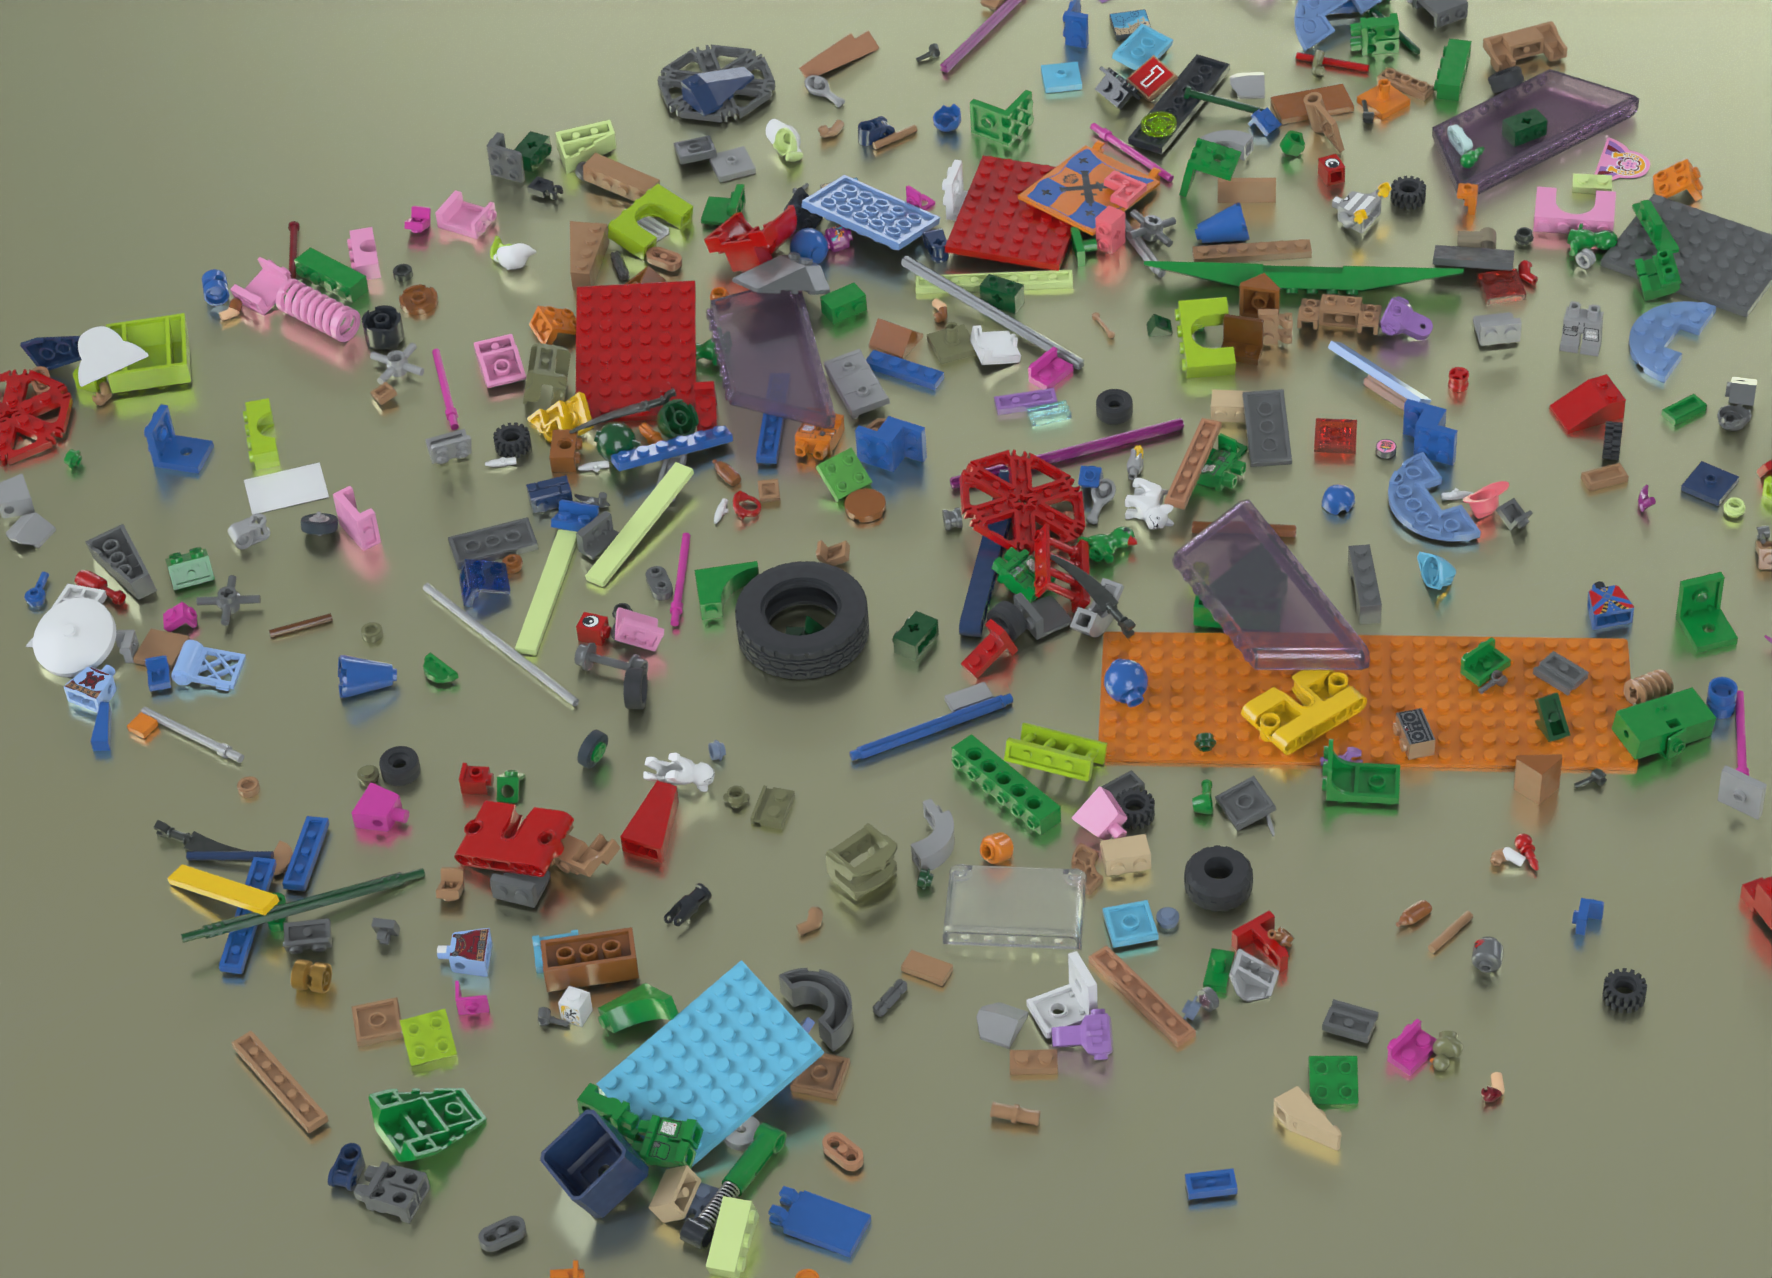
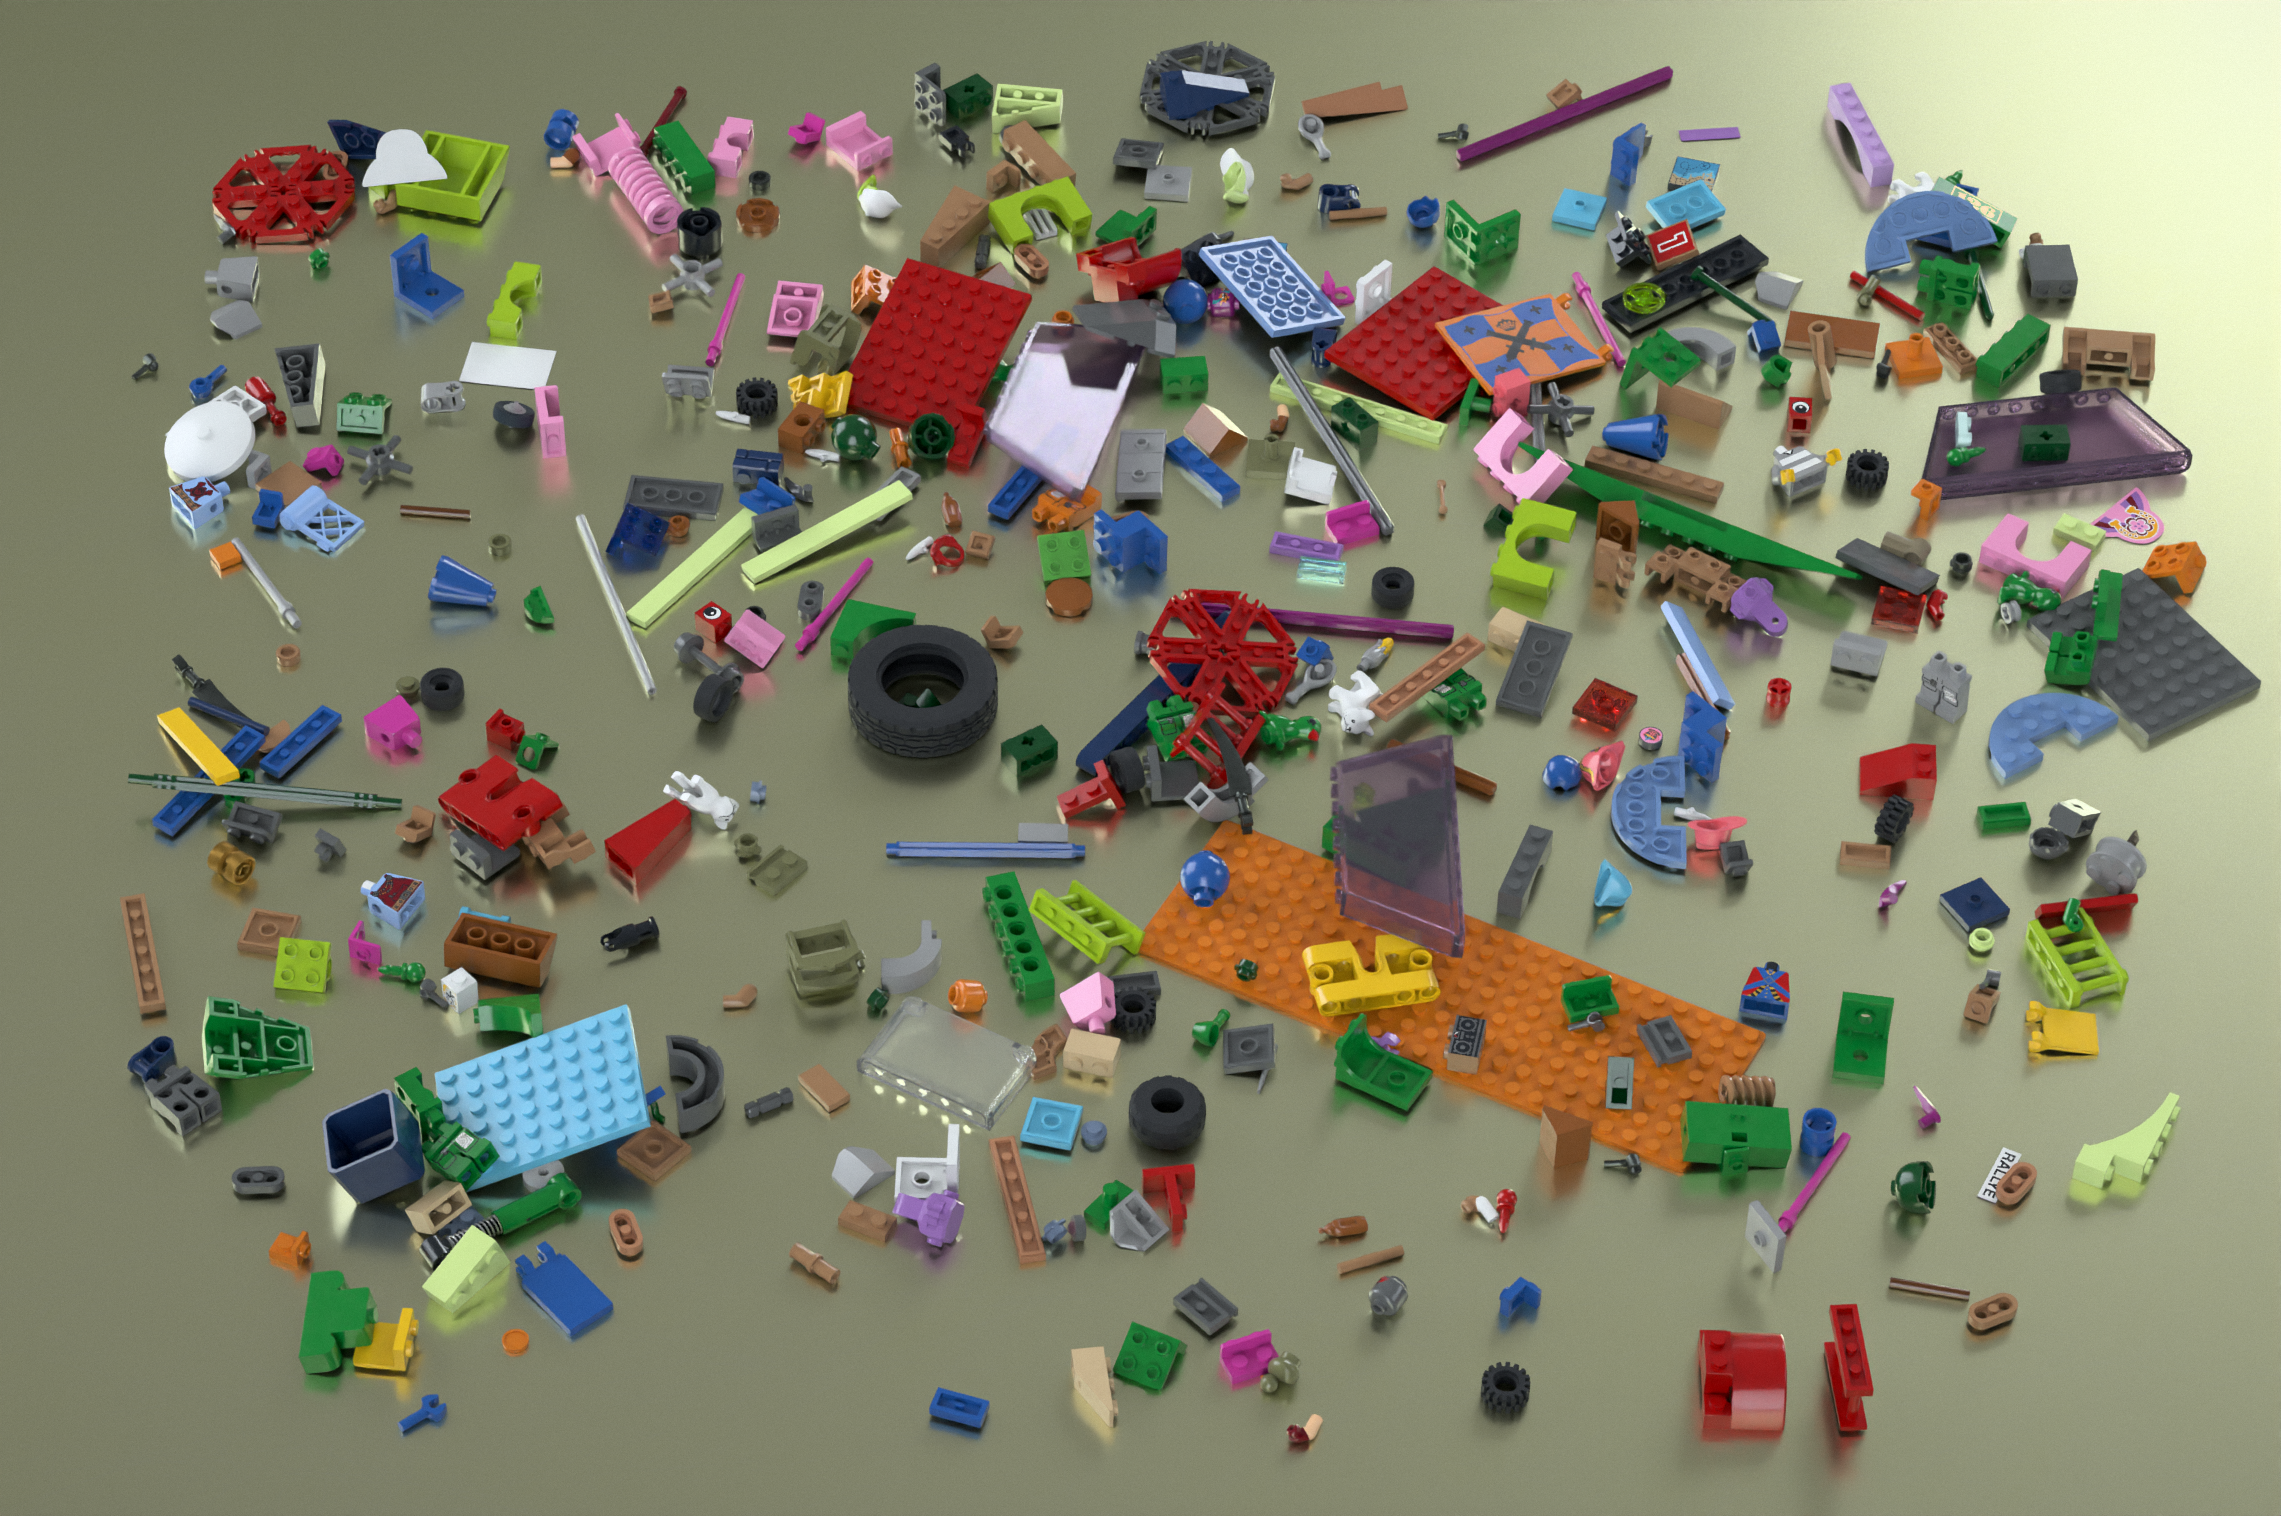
camera: 20 degrees right, 0 degrees up
(102, 730) = (185, 544): blue piece -> none
(524, 1006) = (414, 972): none -> green bar
(592, 749) = (634, 743): black wheel -> none
(599, 200) = (1001, 174): none -> medium nougat bracket
(628, 410) = (897, 409): pearl dark grey sword -> none
(671, 448) = (907, 464): blue plate -> none
(1126, 188) = (1557, 358): coral plate -> none
(1126, 275) = (1497, 452): none -> bright pink arch
(1230, 445) = (1481, 674): green bracket -> none
(1245, 336) = (1574, 565): reddish brown bracket -> none
(1281, 936) = (1192, 1195): dark orange plate -> none
(1365, 481) = (1602, 764): none -> coral hat

